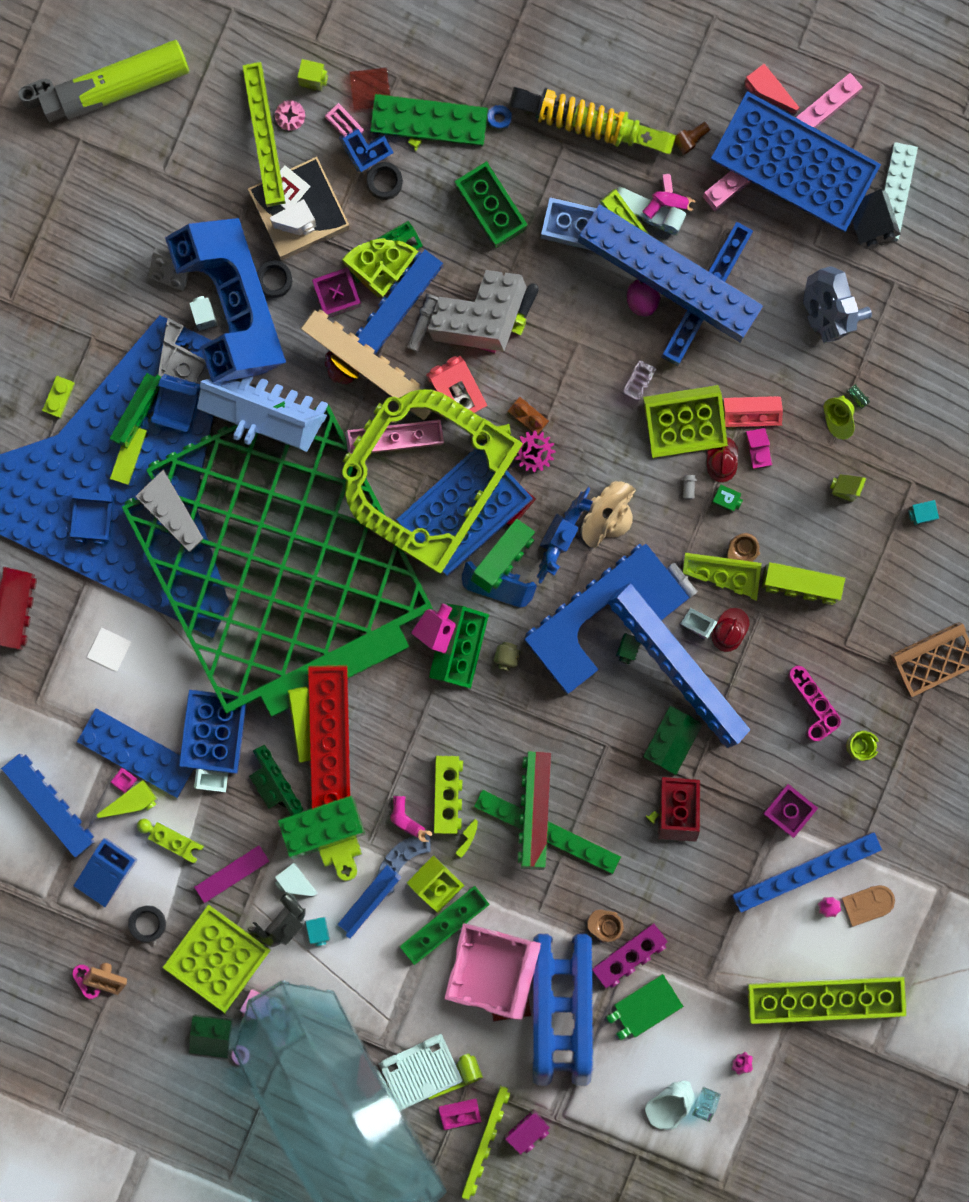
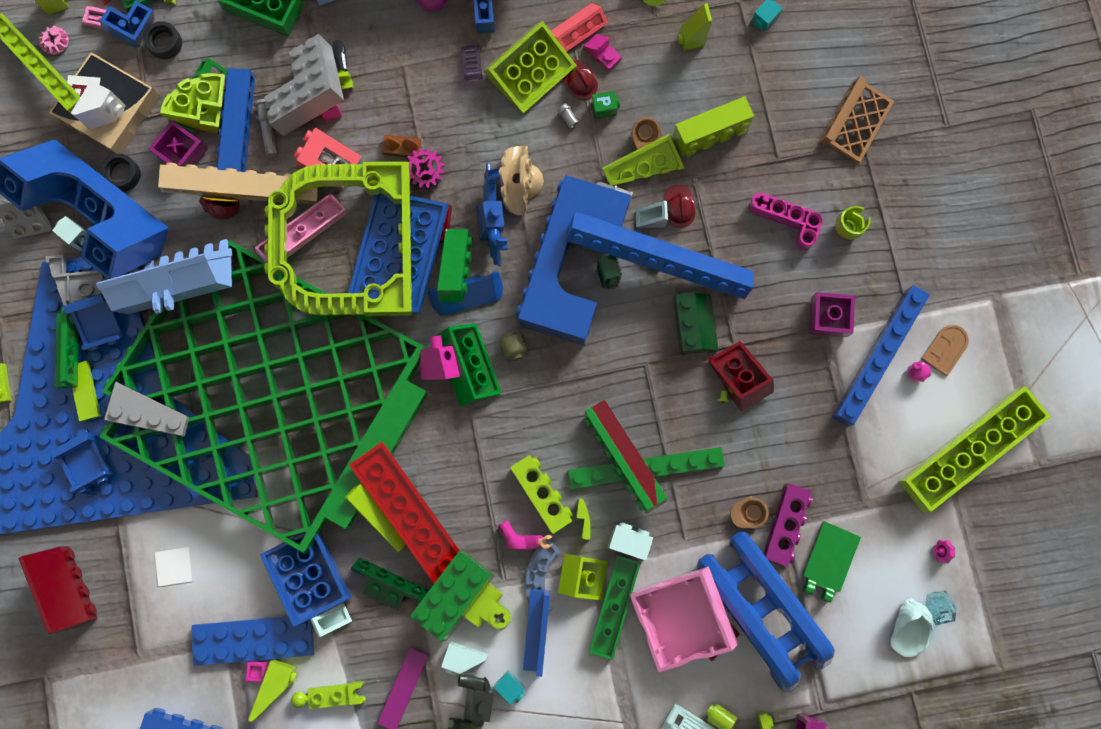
camera: 30 degrees left, 5 degrees down
(492, 882) = (630, 541): none -> light aqua brick

